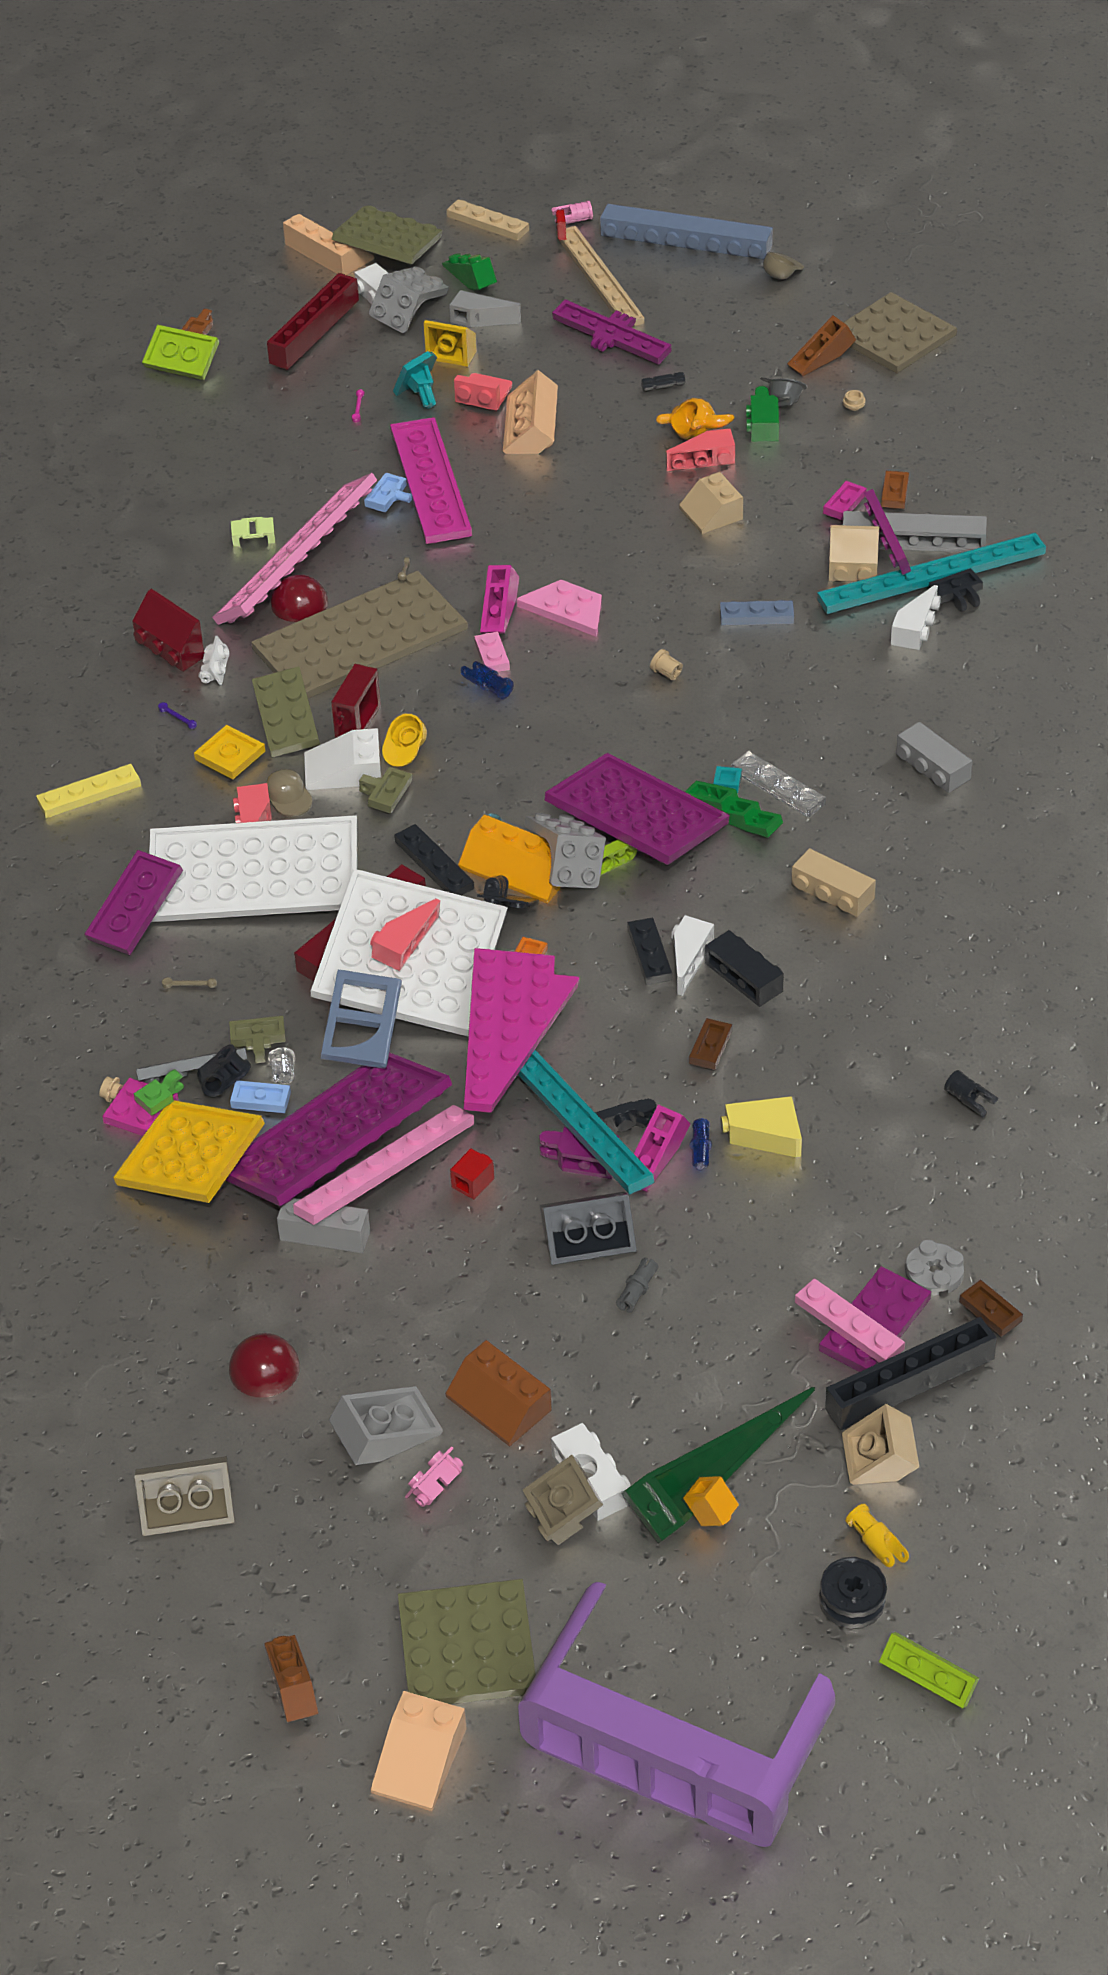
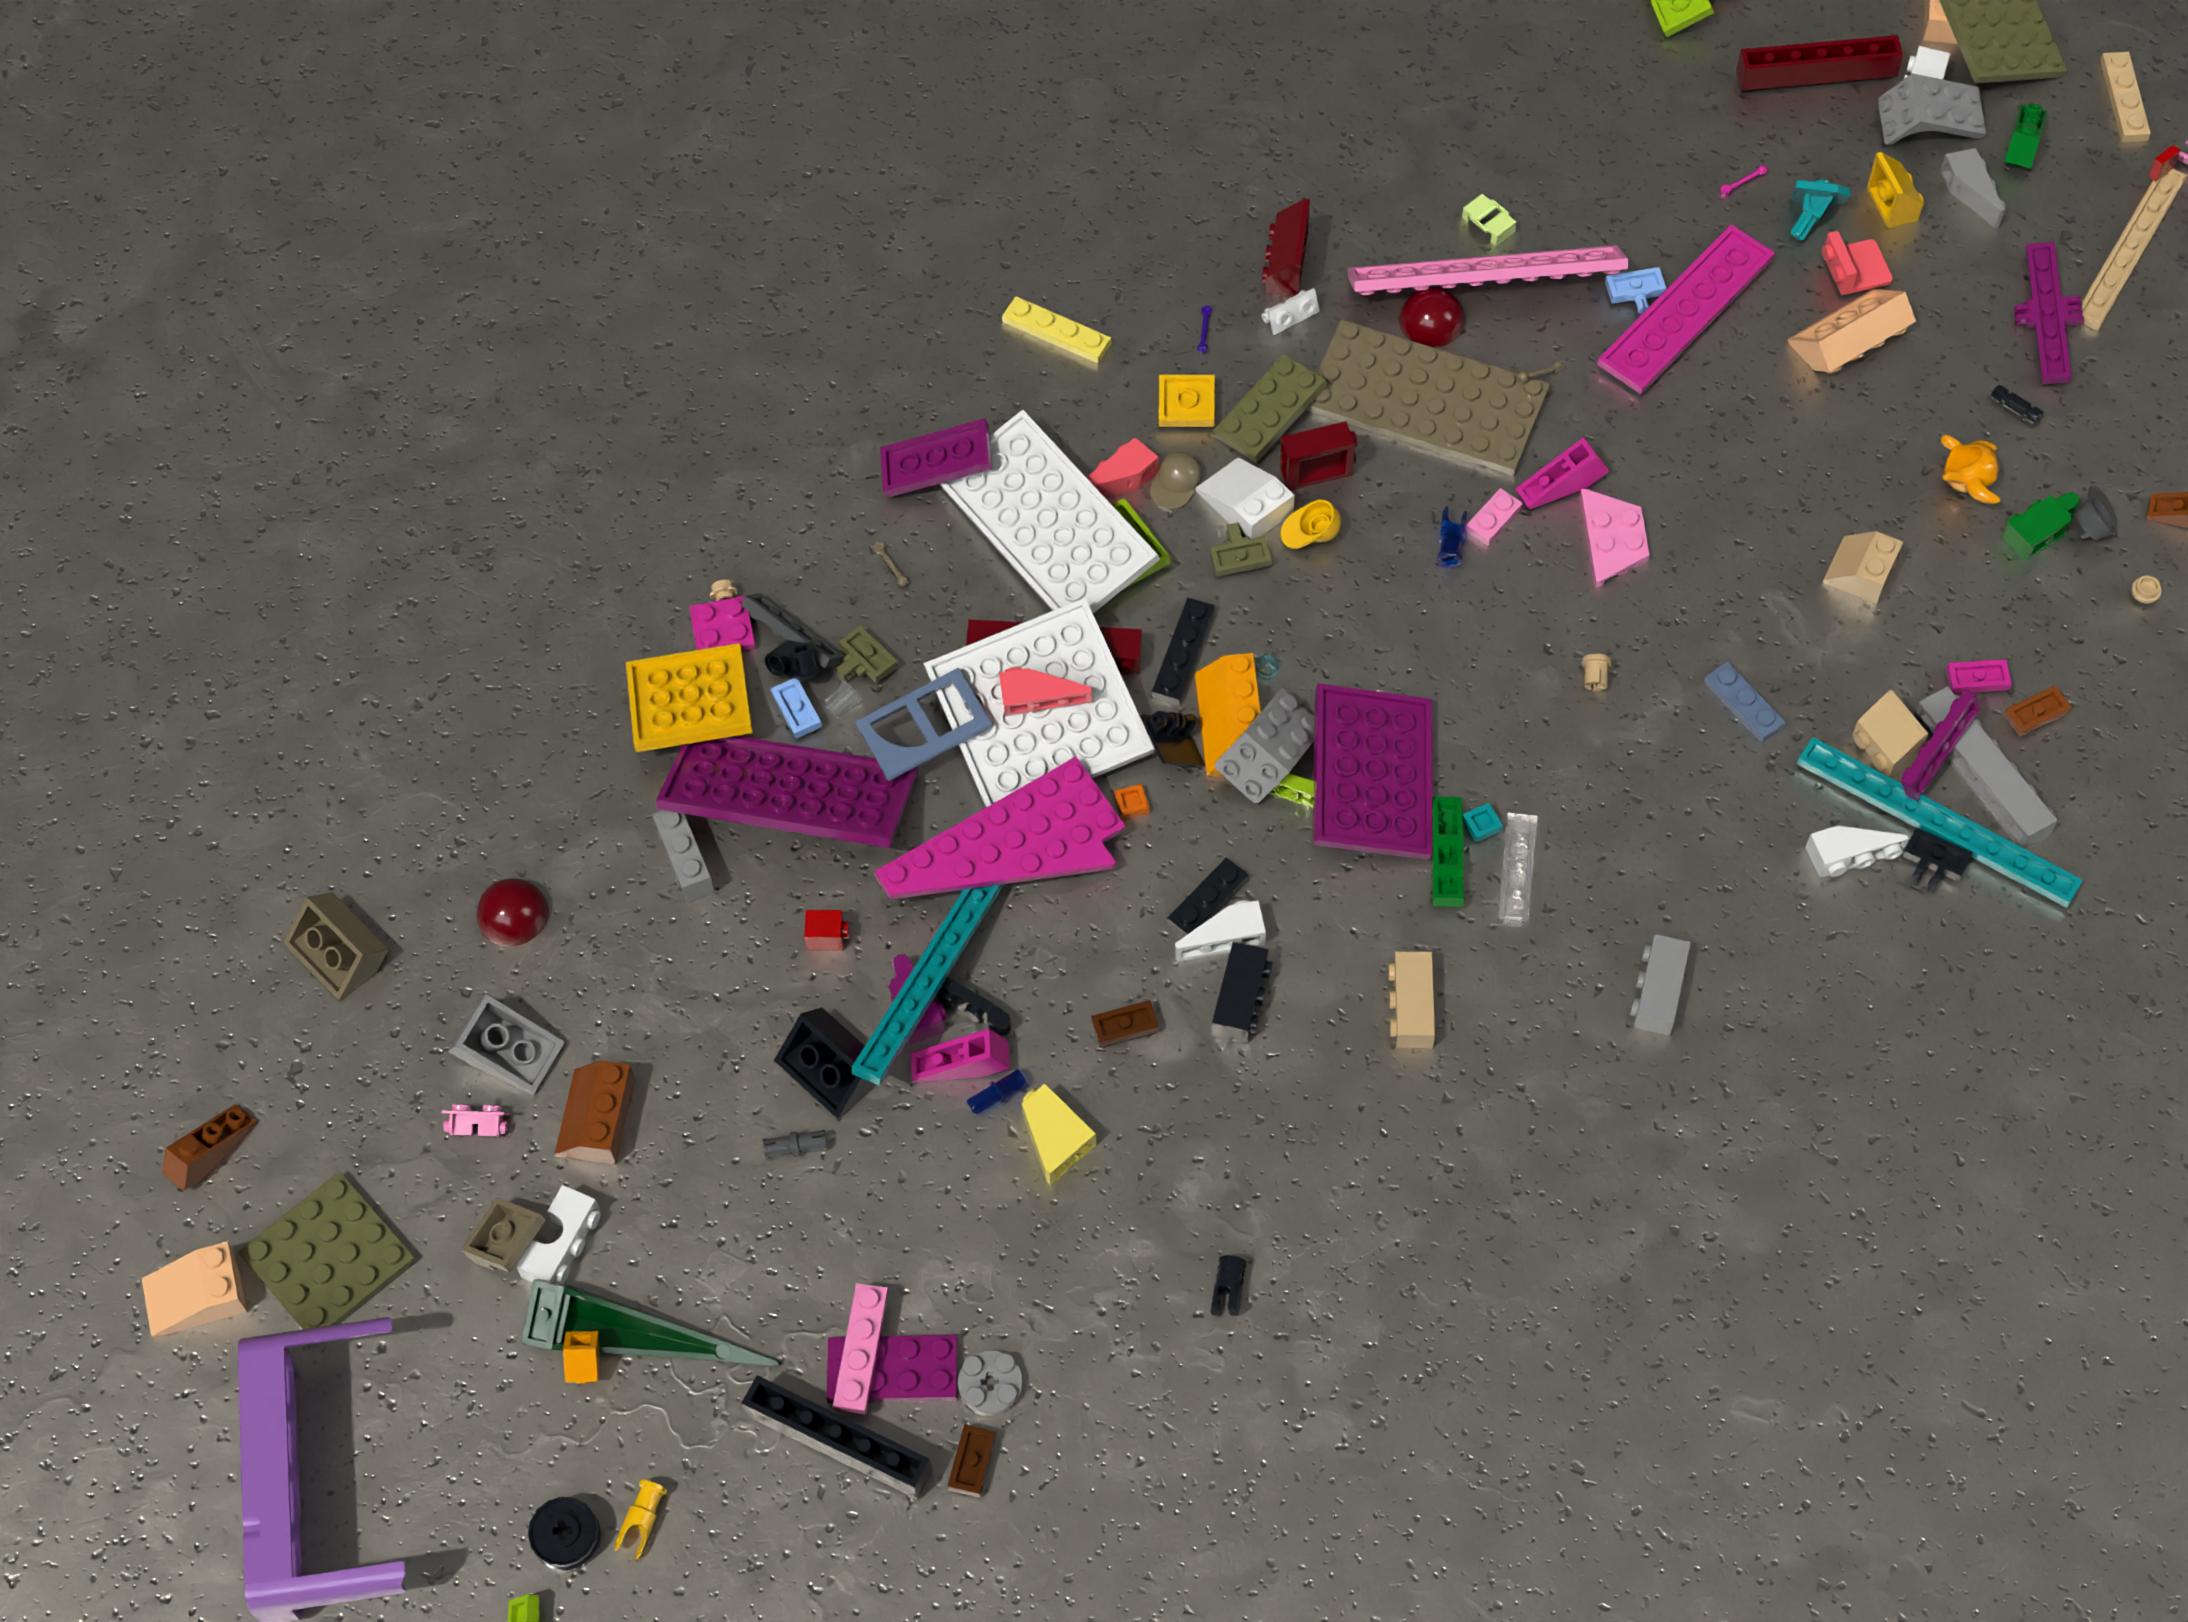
camera: 55 degrees right, 15 degrees up
(159, 1095) = (732, 629): bright green plate -> none
(383, 1164) = (768, 854): bright pink plate -> none
(704, 450) = (1940, 507): coral slope -> none
(880, 1447) = (741, 1463): tan slope -> none

